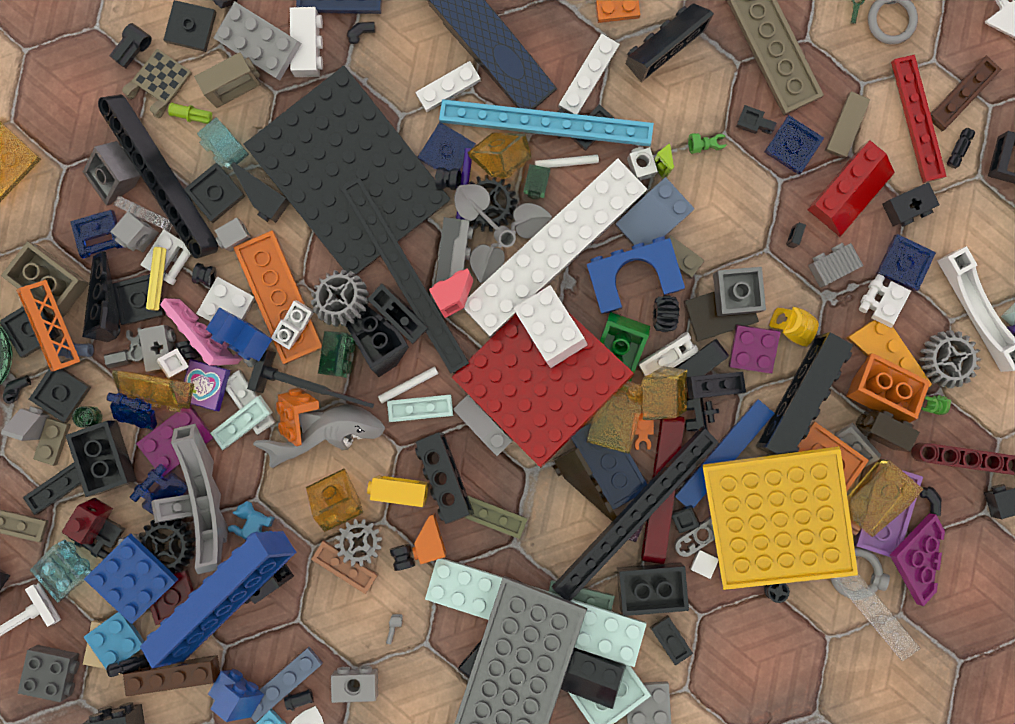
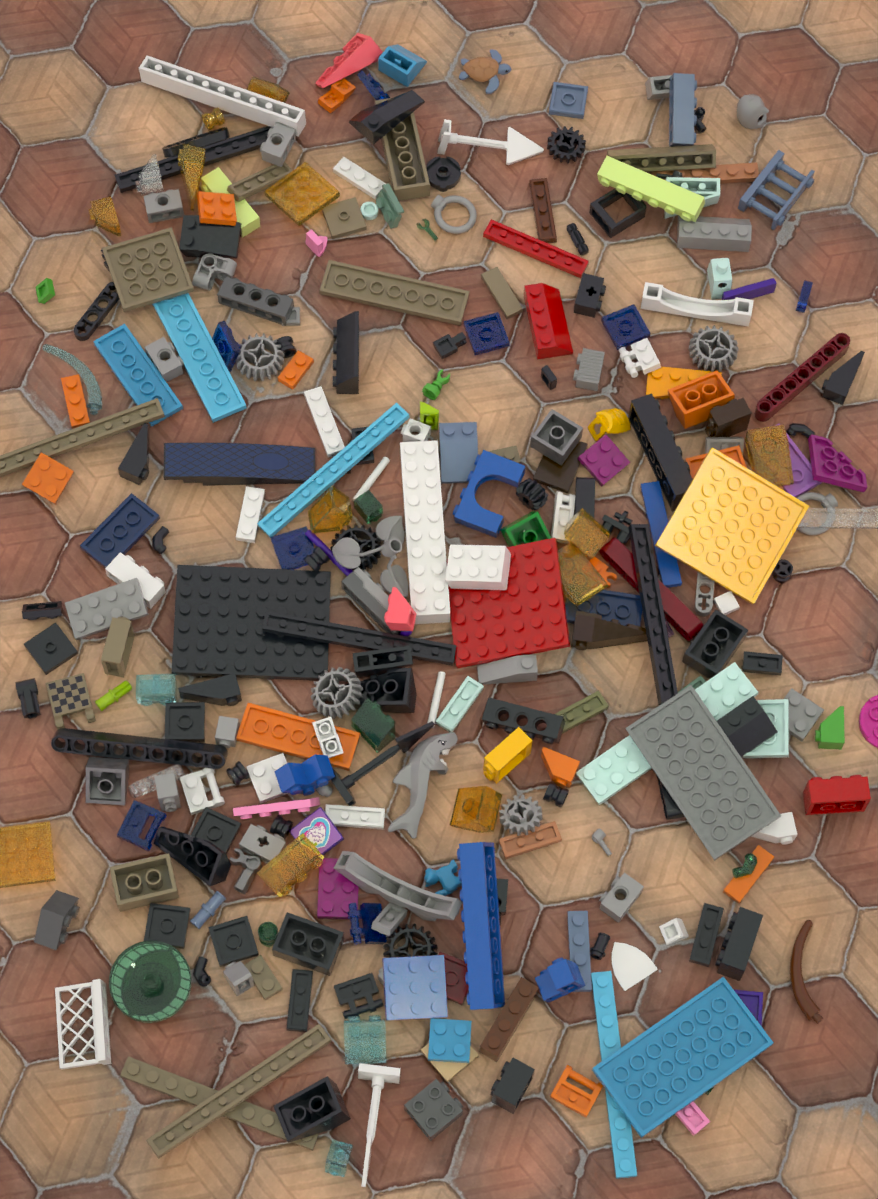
camera: 55 degrees left, 20 degrees down
(39, 327) = (182, 903): orange fence -> none
(85, 524) = (347, 985): dark red torso -> none
(127, 665) = (475, 1042): black axle -> none
(132, 411) = (296, 897): clear blue plate -> none
(156, 278) = (213, 804): light yellow axle -> none
(172, 363) = (285, 834): white plate -> none
(241, 422) = (366, 828): light aqua tile -> none
(289, 408) = (392, 786): orange bracket -> none
(685, 519) = (685, 590): black tile -> none
(715, 385) = (607, 499): black plate -> none
(937, 404) = (737, 378): bright green piece -> none

